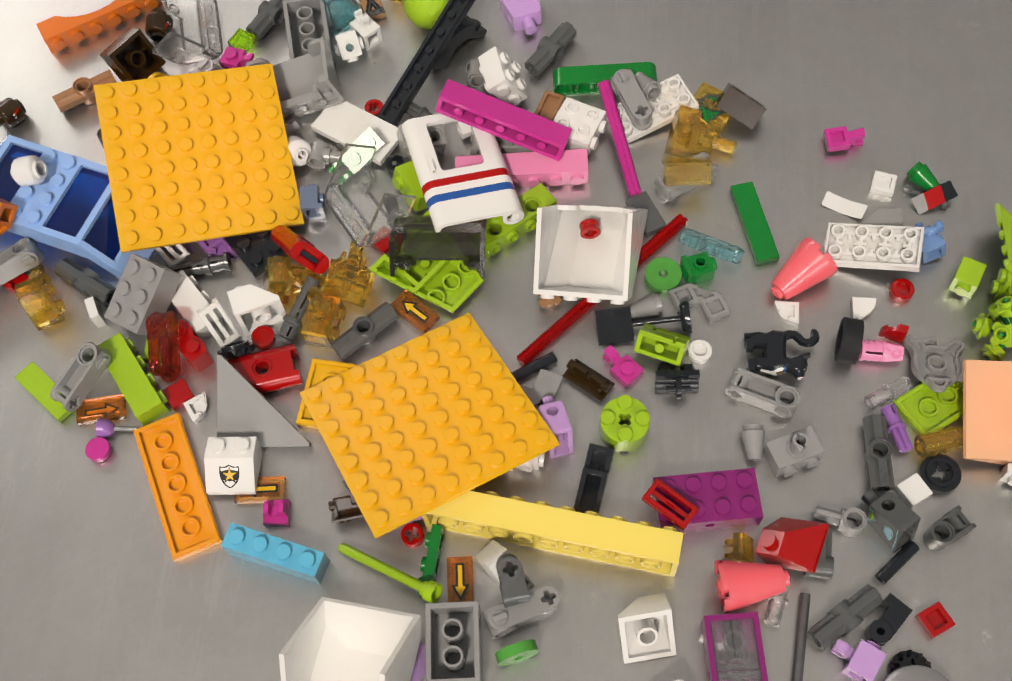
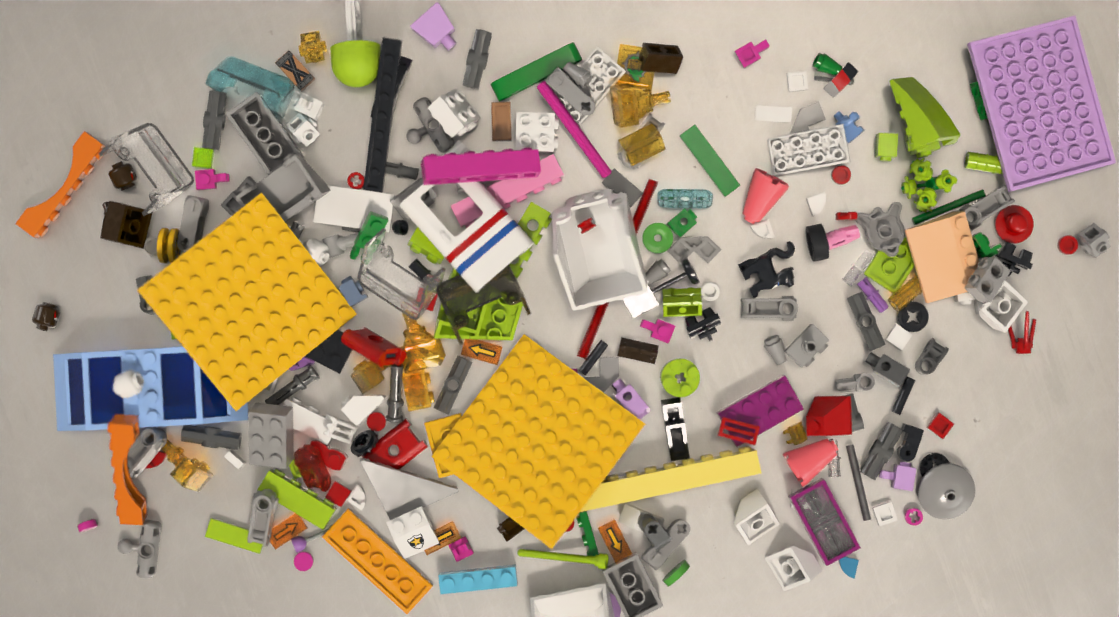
camera: 30 degrees left, 25 degrees up
(82, 91) = (91, 278): medium nougat piece -> none

